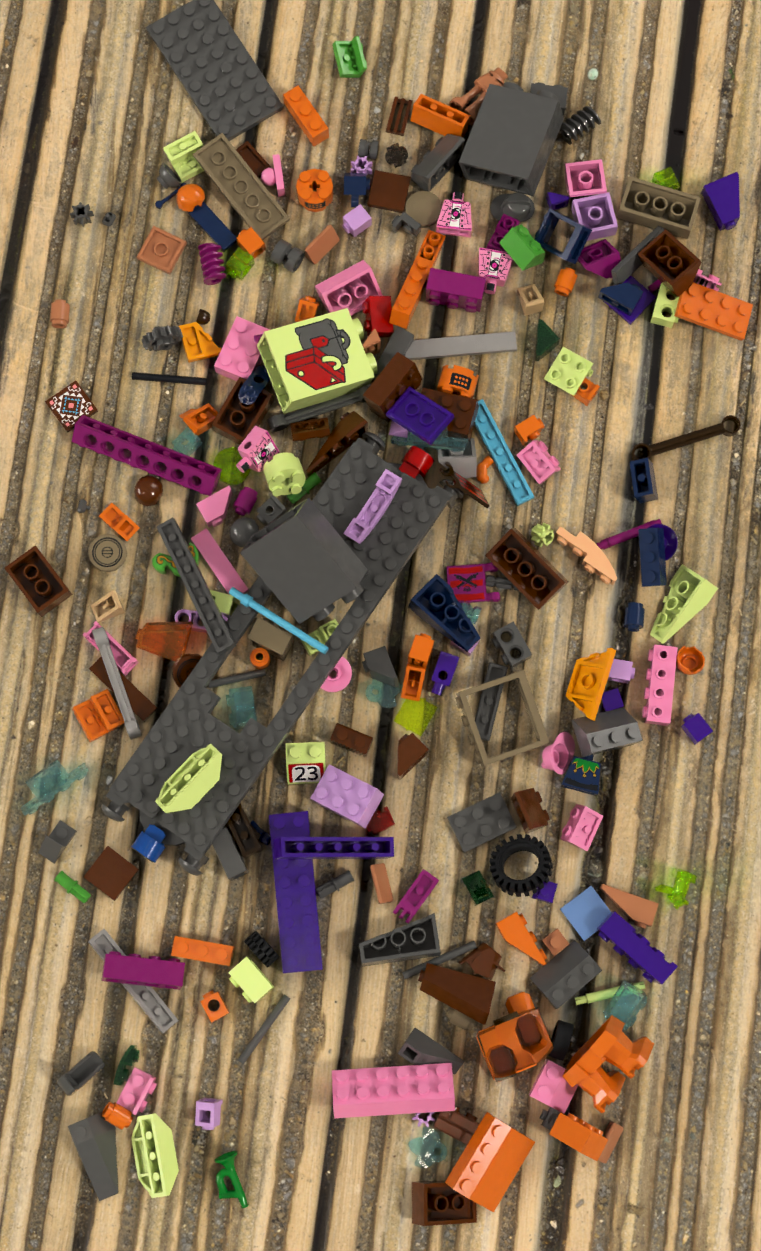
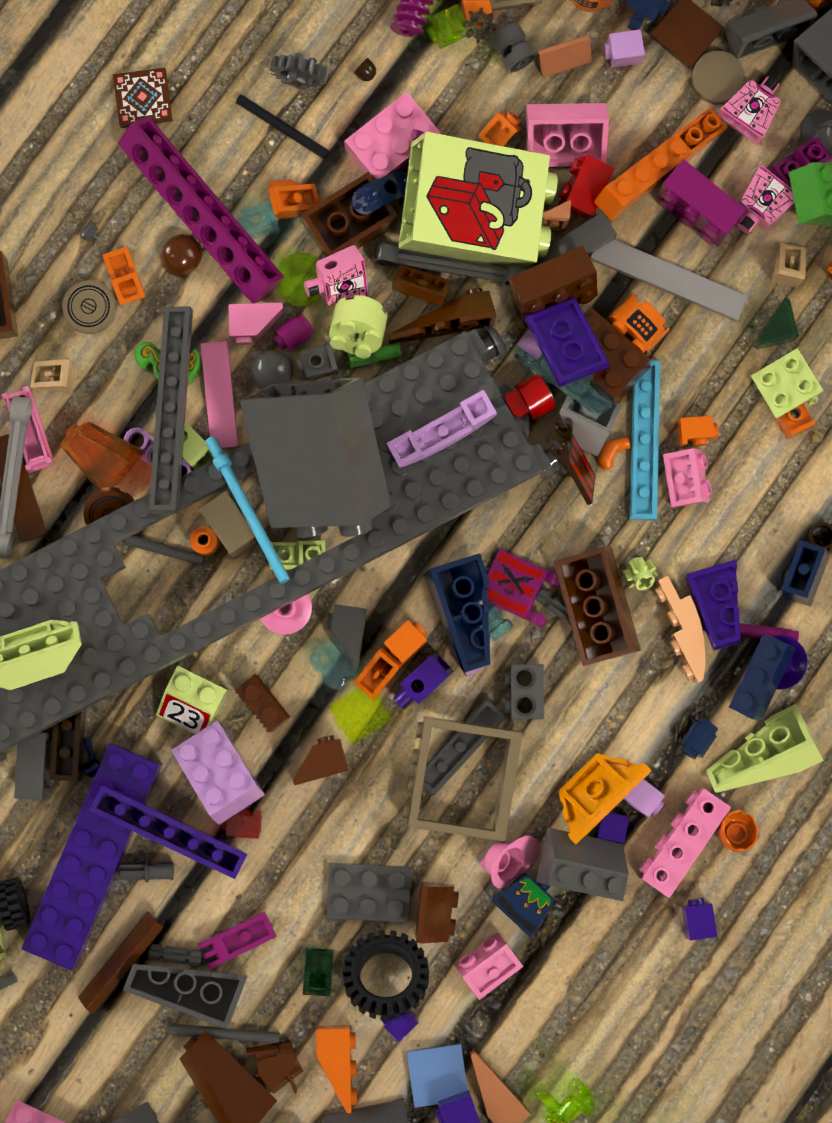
camera: 20 degrees right, 5 degrees up
(197, 343) = (341, 100): light orange wing -> none
(242, 706) = (150, 590): clear light blue brick -> none
(259, 247) = (472, 23): none -> clear smoke gear
(349, 949) = (120, 962): none -> reddish brown tile
(381, 883) = (204, 901): nougat slope -> none
(381, 927) = (175, 954): none -> dark grey axle
(408, 223) = (688, 89): dark grey bracket -> none
(555, 942) = (378, 1089): nougat plate -> none
(598, 526) = (717, 602): none -> dark purple wing

